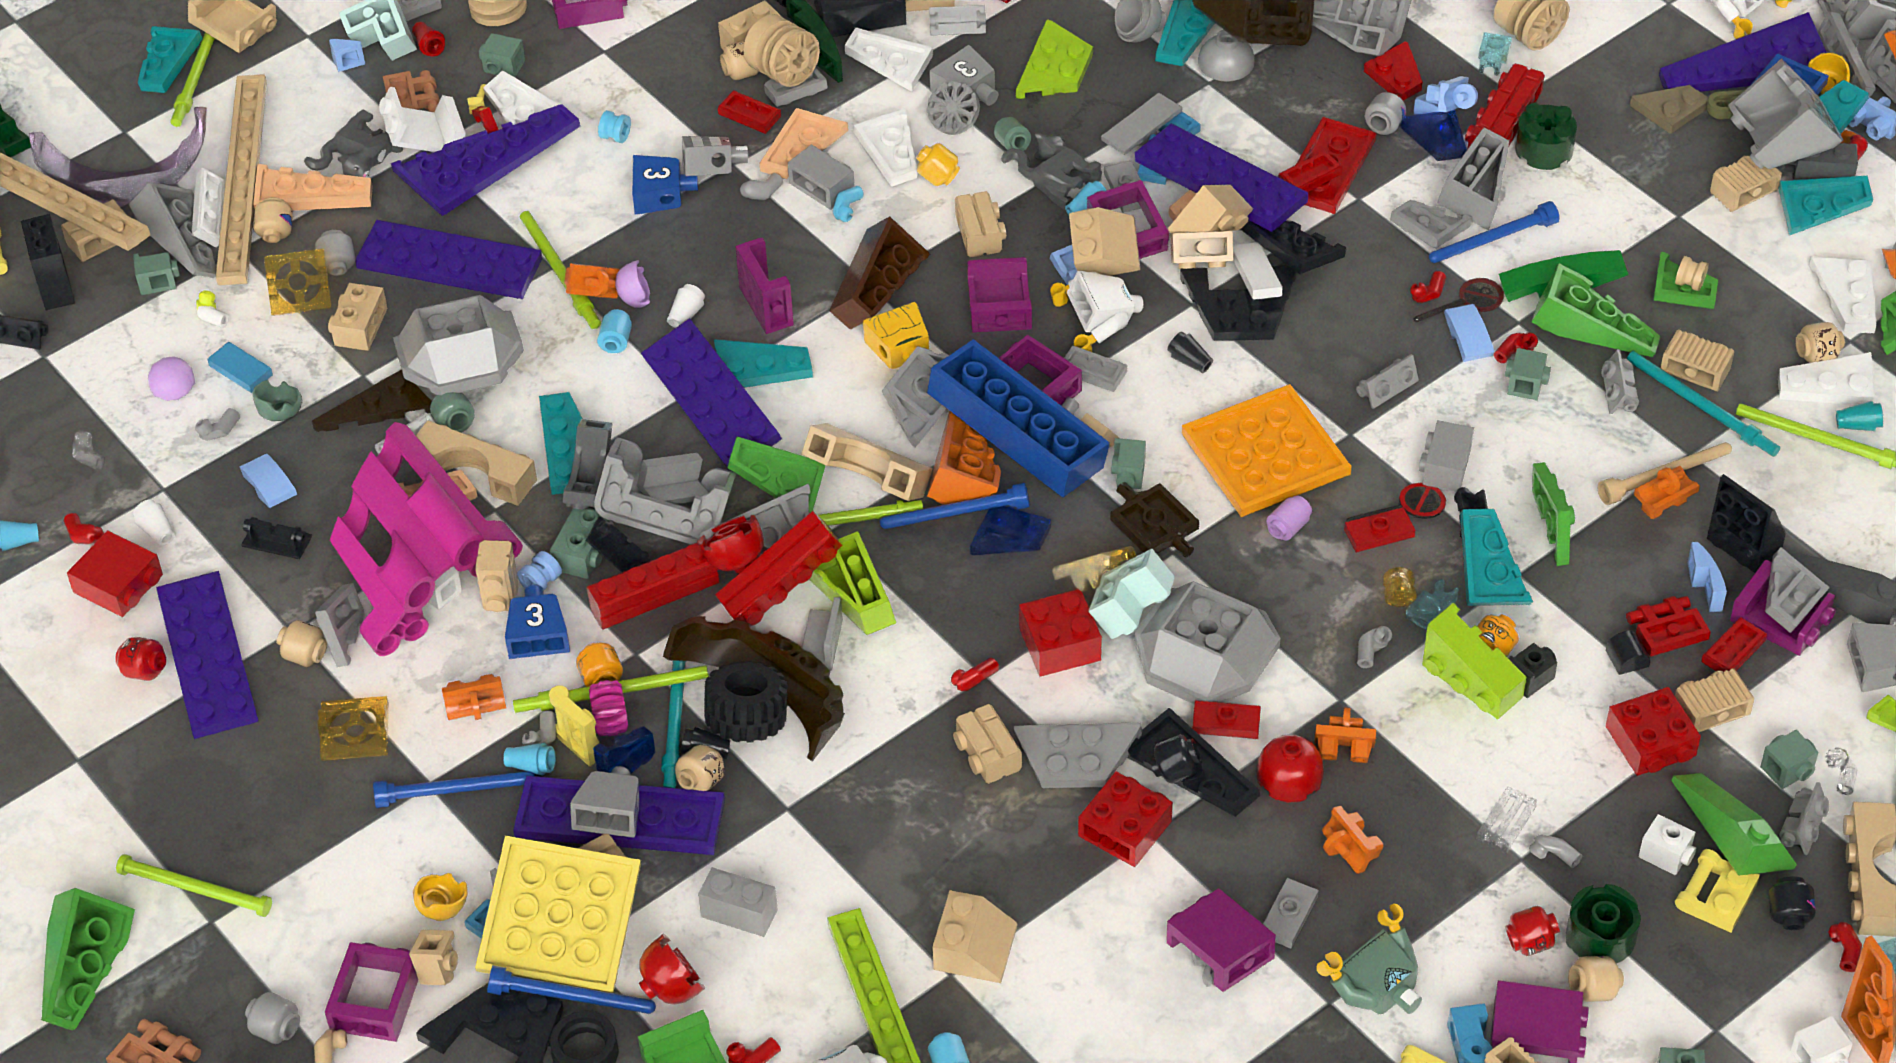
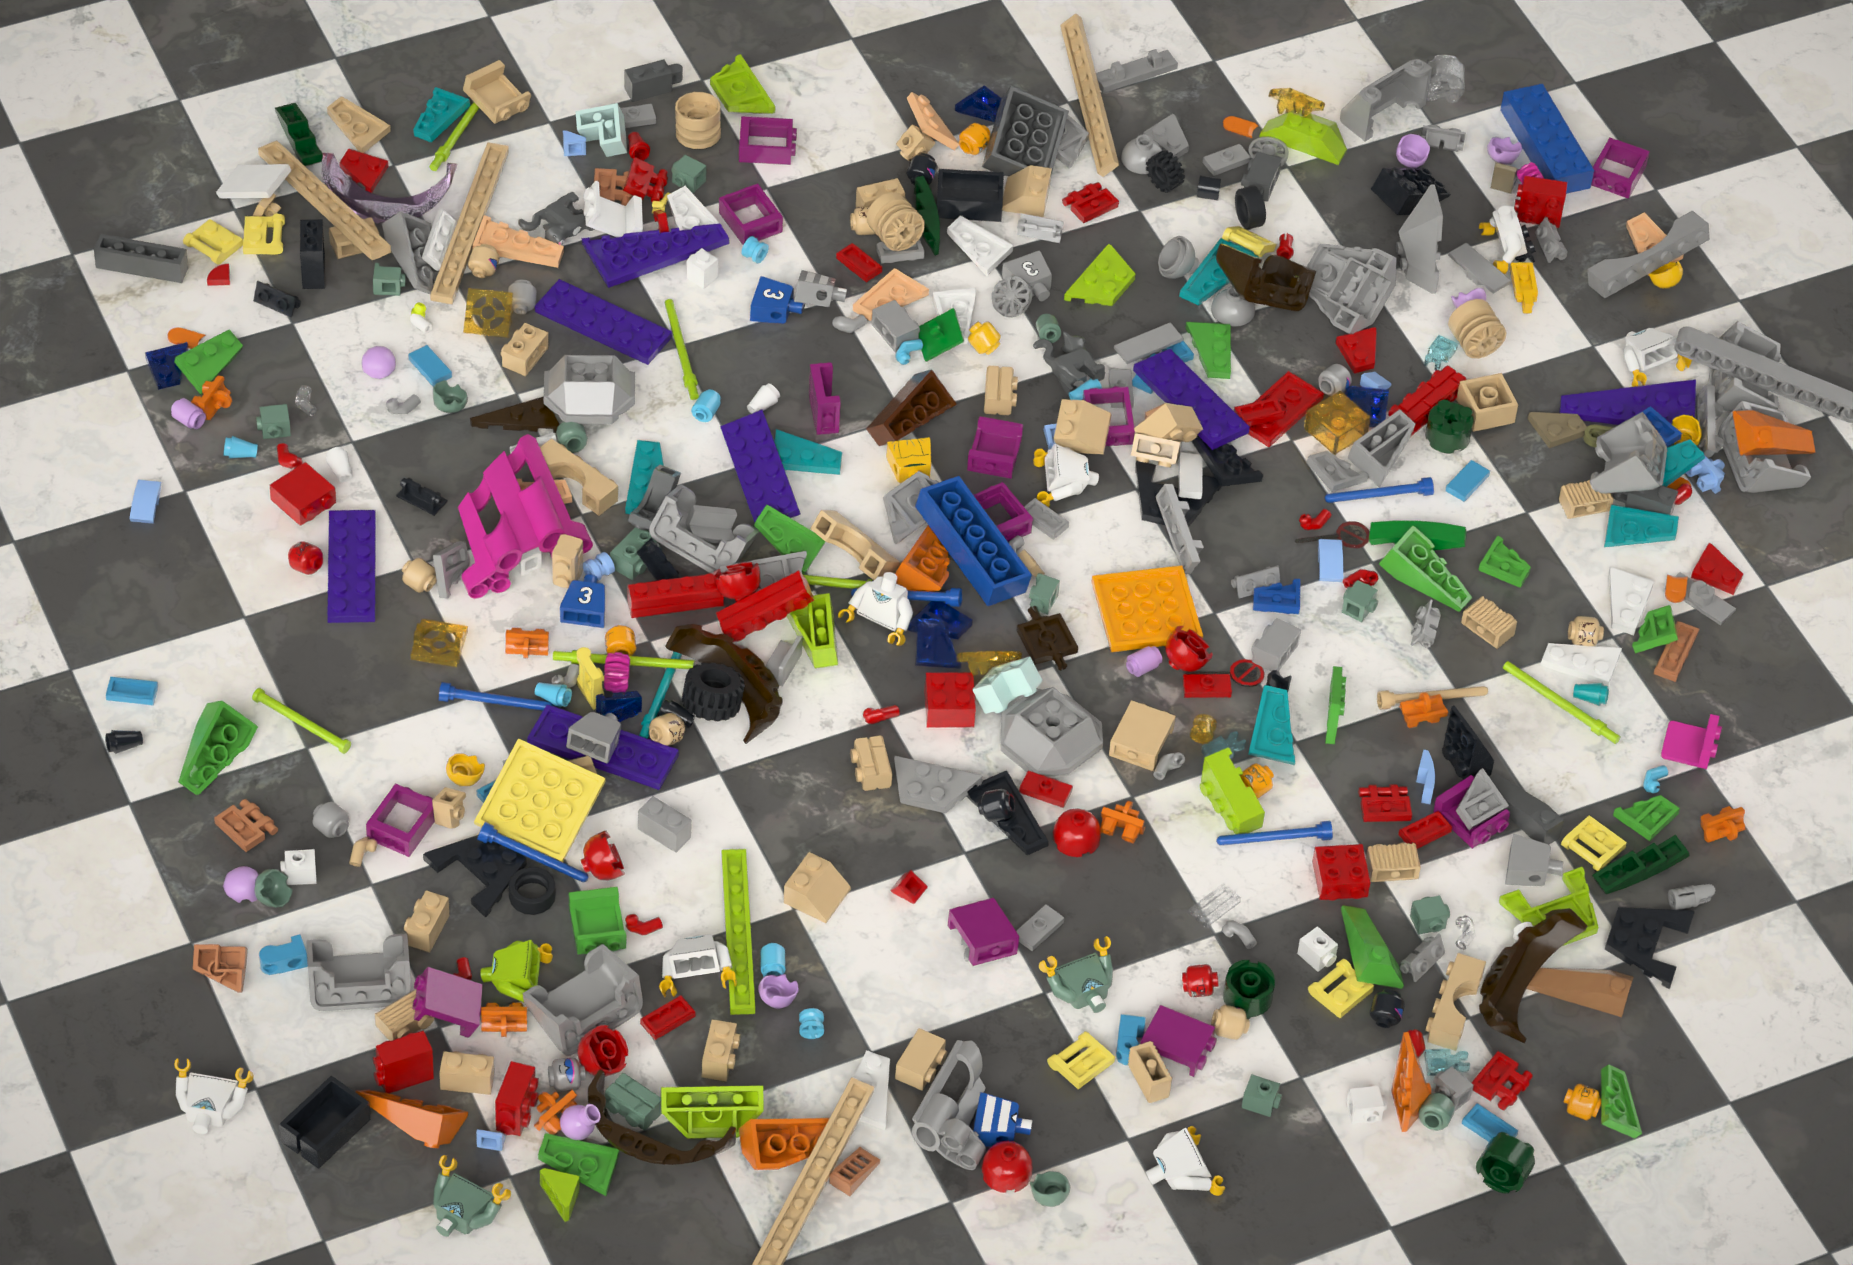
camera: 10 degrees right, 0 degrees up
(51, 488) = (274, 421): none -> sand green brick
(64, 92) = (357, 124): none -> tan wing
(87, 143) = (363, 168): none -> red wing
(268, 480) = (427, 453): light blue slope -> none
(443, 74) = (640, 176): none -> red plate
(555, 164) = (702, 268): none -> white brick
(591, 280) = (701, 364): orange hips -> none
(617, 97) = (760, 228): none -> magenta window
(632, 285) = (729, 375): lavender hair -> none
(882, 173) = (940, 334): none -> green piece
(931, 528) = (884, 604): none -> white torso
(1013, 565) = (934, 645): none -> clear blue wing
(1095, 902) = (909, 887): none -> red slope
(1125, 818) = (949, 837): red brick -> none
(1189, 352) = (1118, 523): black cone -> none
(1221, 111) = (1213, 346): none -> bright green wing
(1268, 338) = (1173, 515): none -> light grey hinge
(1325, 616) = (1141, 735): none -> tan panel
(1340, 491) = (1187, 650): none -> red cylinder
(1347, 839) = (1096, 889): orange hips -> none
(1409, 163) = (1337, 422): none -> clear yellow brick
(1425, 395) = (1278, 598): none -> blue wing
(1452, 94) = (1389, 377): light blue hips -> none
(1537, 665) = (1276, 808): pearl dark grey brick -> none
(1582, 89) = (1489, 401): none -> tan brick
(1593, 195) = (1467, 480): none -> dark azure tile
(1605, 681) = (1321, 831): none -> blue piece
(1627, 652) = (1347, 814): black brick -> none
(1691, 273) = (1510, 557): tan wheel -> none
(1749, 433) = (1504, 684): teal bar -> none

